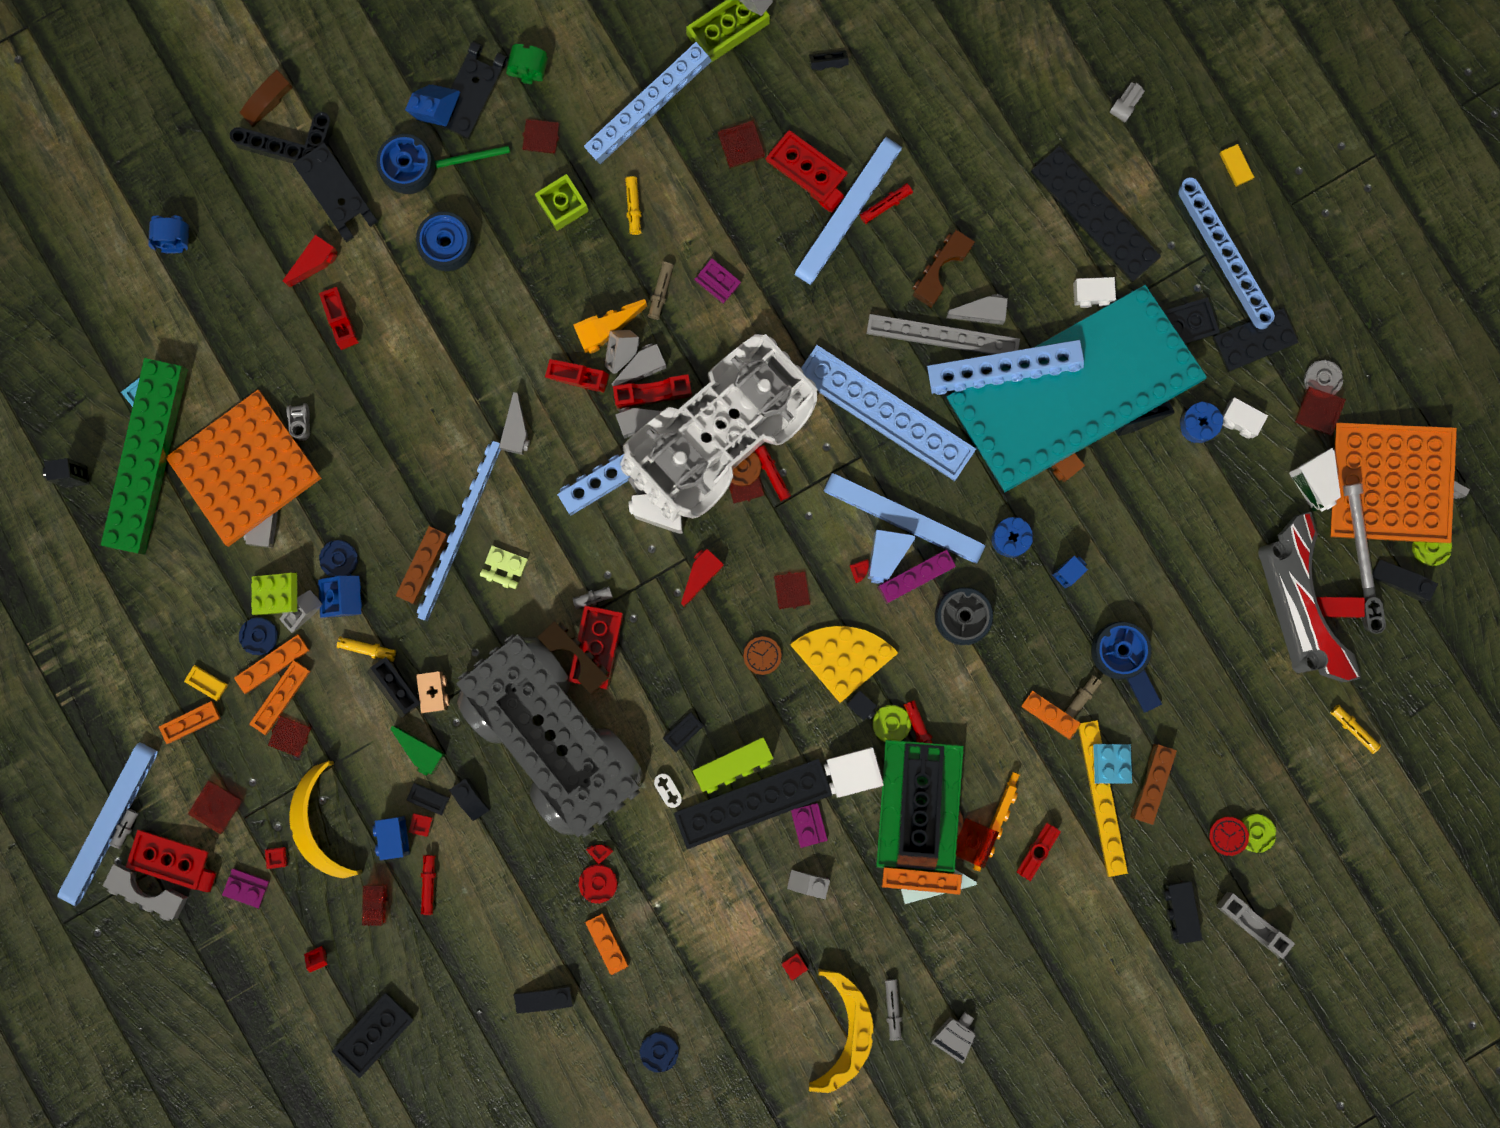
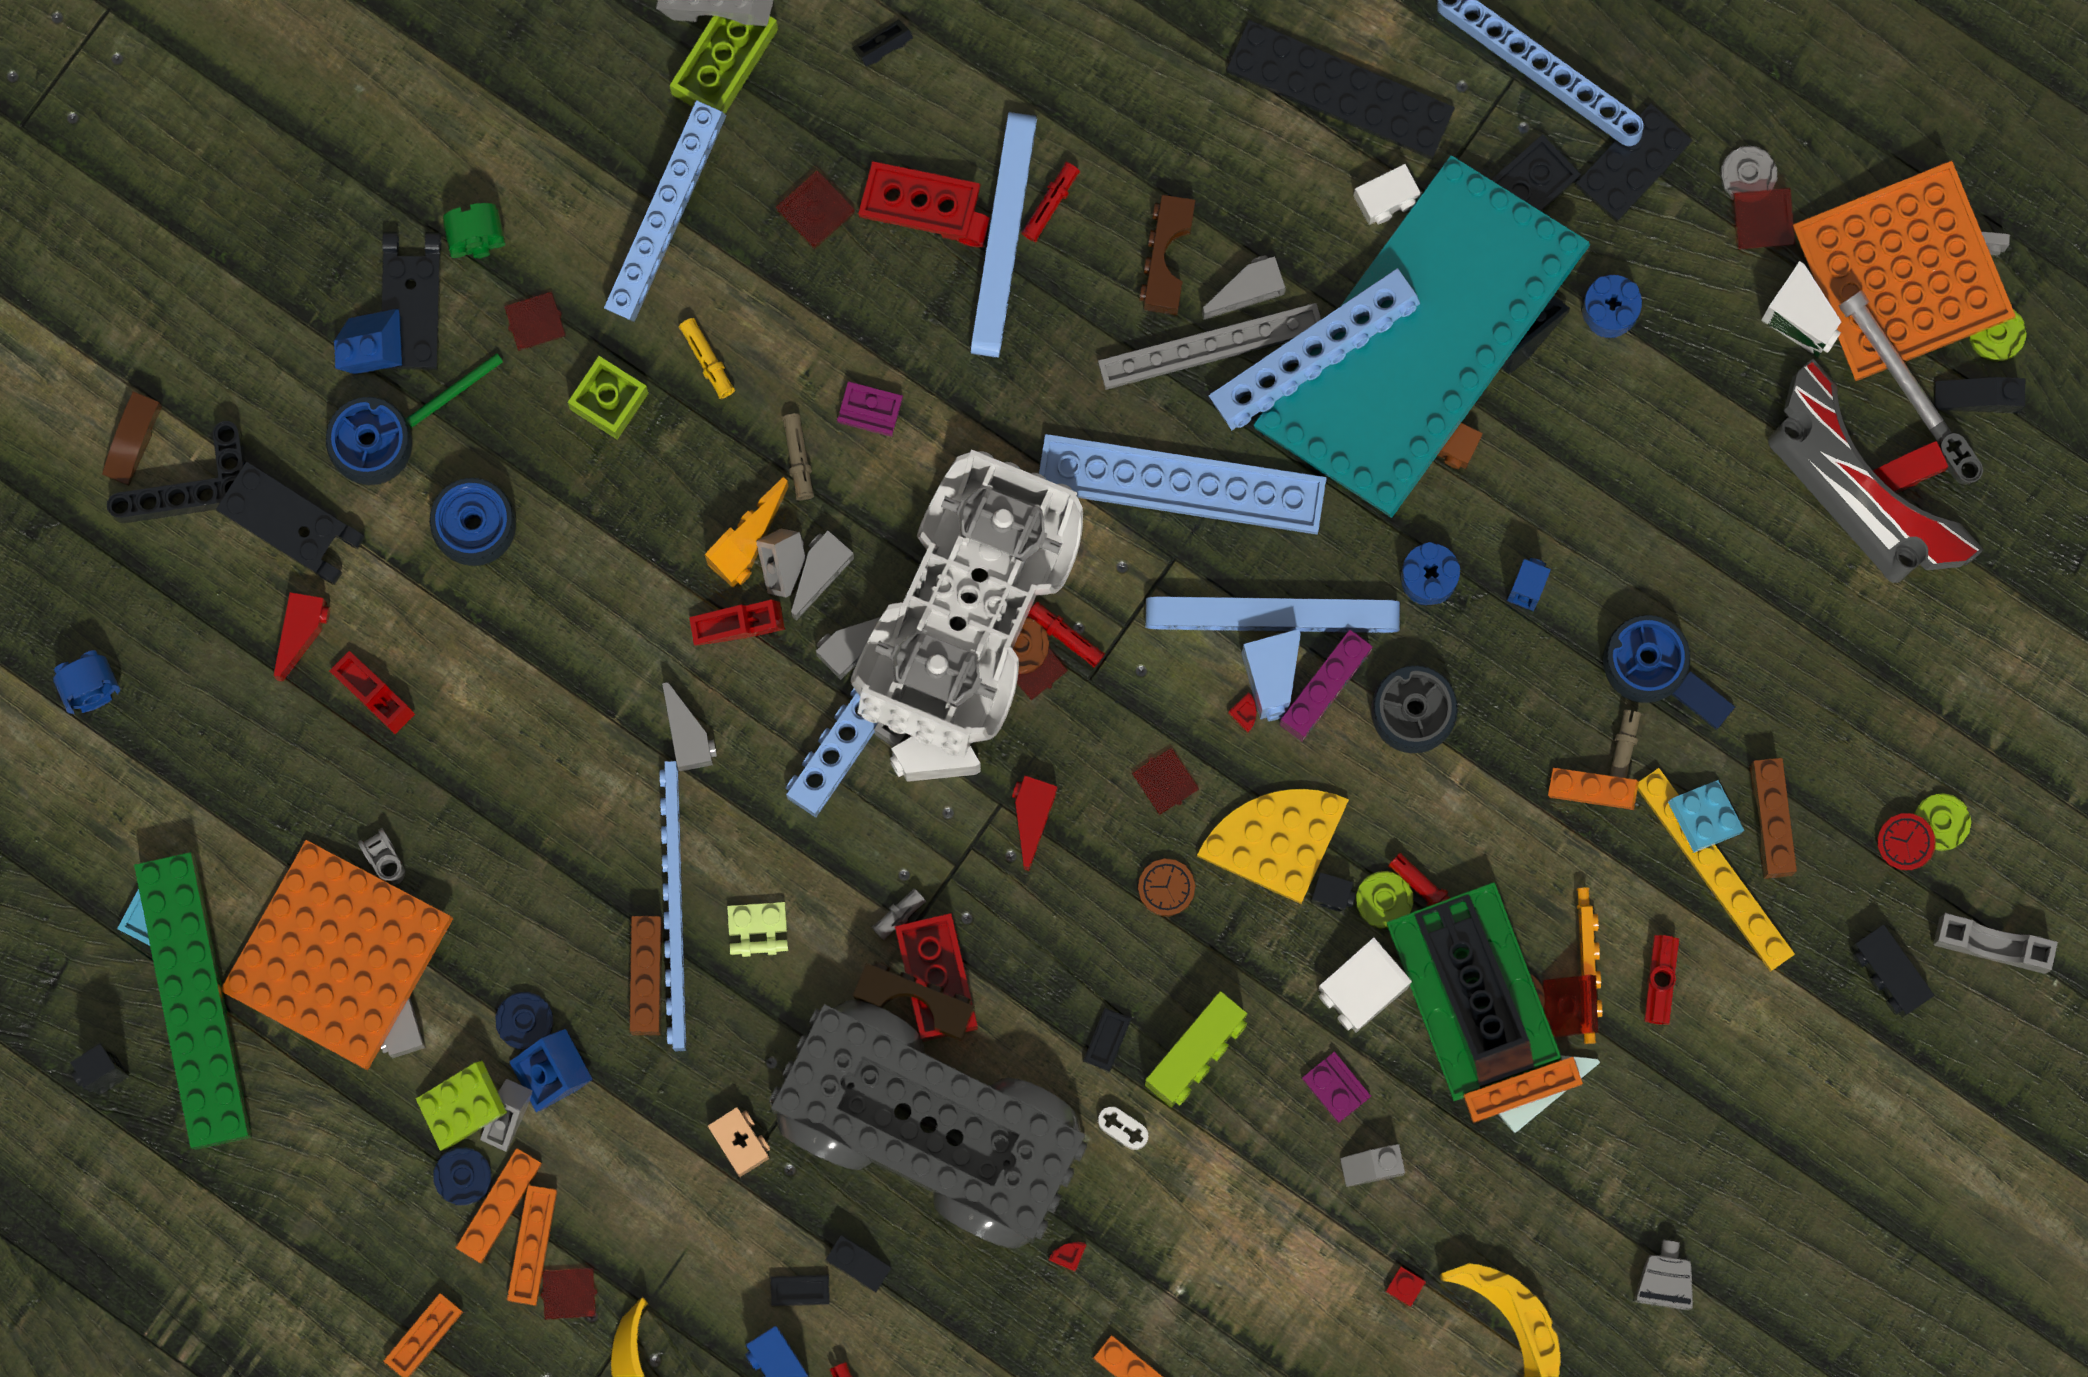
camera: 25 degrees left, 5 degrees down
(206, 683) = (419, 1273): yellow tile -> none
(374, 651) = (620, 1125): yellow pin -> none
(393, 687) = (683, 1158): black brick -> none
(420, 753) = (764, 1232): green slope -> none
(420, 824) = (807, 1329): red plate -> none
(598, 883) = (1086, 1298): red tile -> none
(640, 394) = (869, 587): red arch -> none
(752, 804) = (1246, 1093): black plate -> none
(895, 1033) = (1581, 1313): light grey pin -> none
(1243, 418) = (1665, 275): white brick -> none
(1348, 722) = (1997, 618): yellow pin -> none

